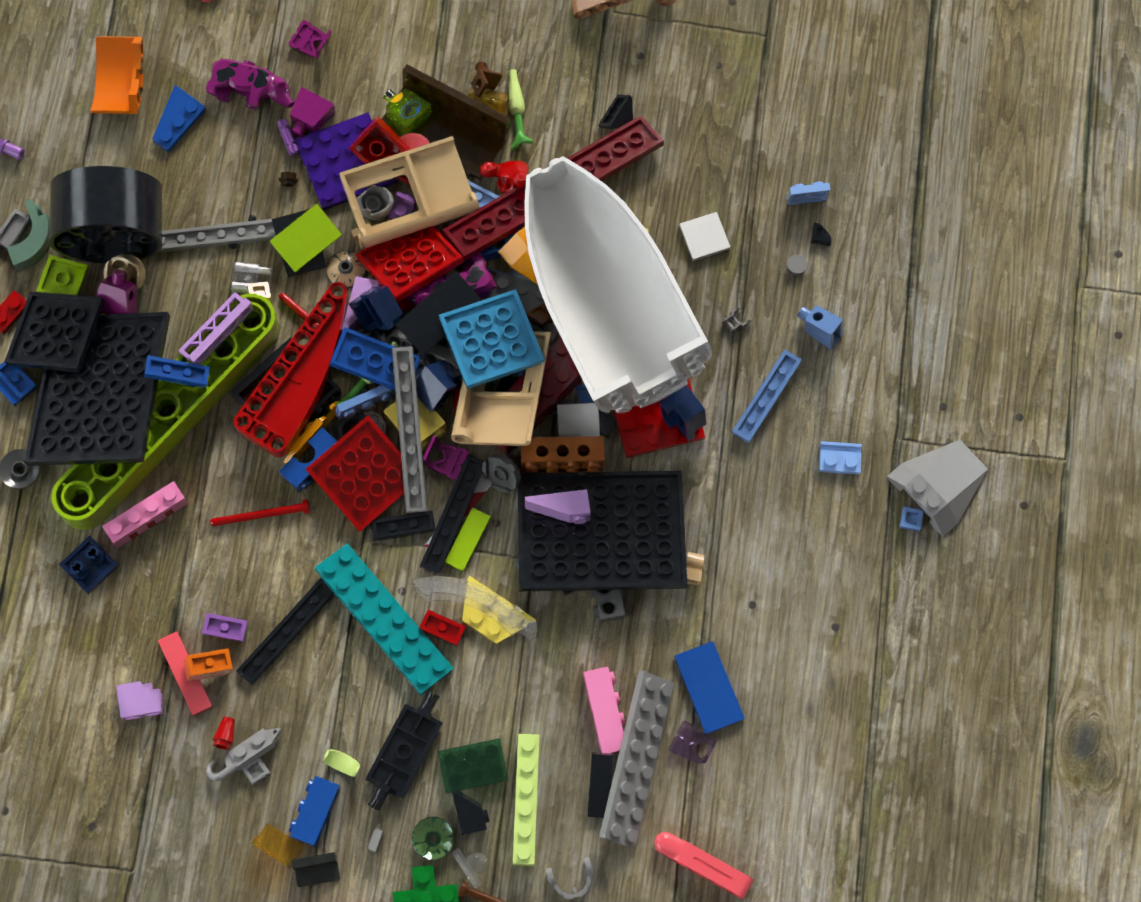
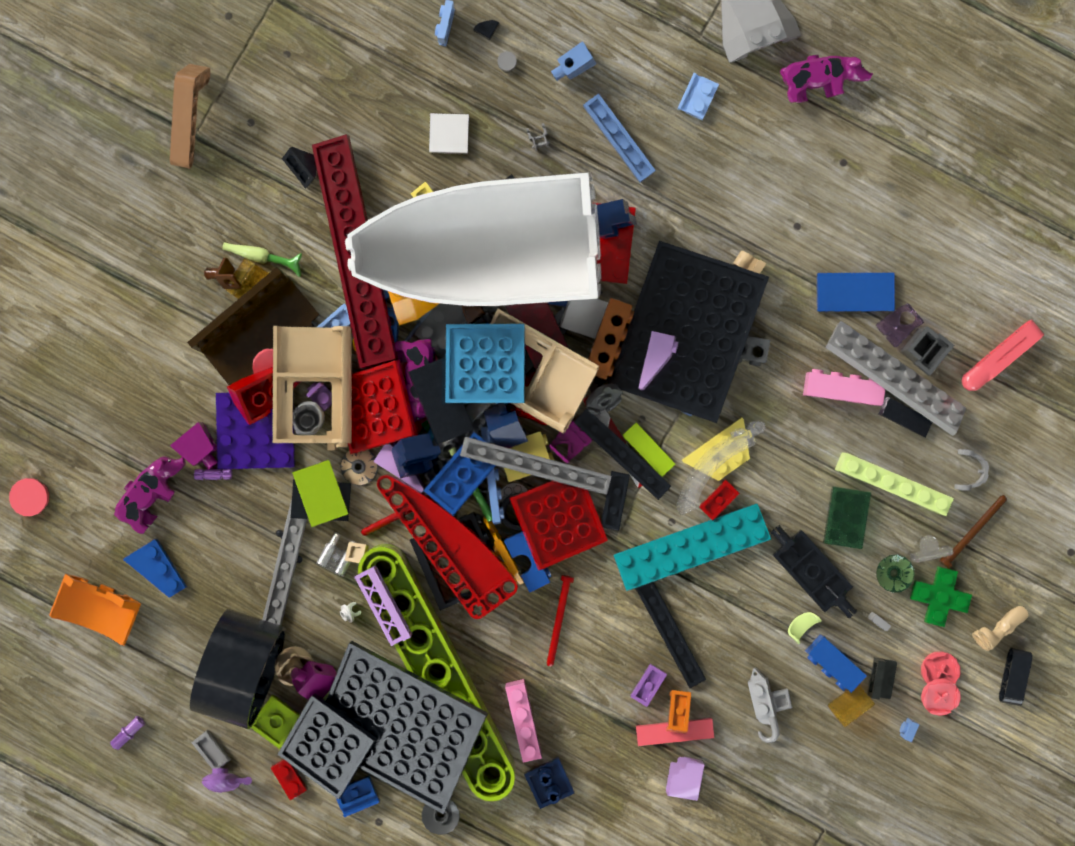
camera: 60 degrees left, 15 degrees up
(36, 244) = (236, 737): sand green arch -> none
(176, 371) = (413, 655): blue plate -> none
(194, 308) = (347, 613): none -> white plate
(225, 734) = (741, 716): red cone -> none
(288, 179) = (254, 488): dark brown plate -> none
(305, 37) = (119, 424): magenta piece -> none
(406, 110) = (228, 358): clear neon green torso -> none
(470, 813) = (887, 535): black slope -> none
(509, 174) = (326, 285): red head -> none
(678, 779) = (927, 349): none -> dark grey plate
(911, 519) = (777, 57): medium blue plate -> none
(914, 567) = (822, 72): none -> magenta animal

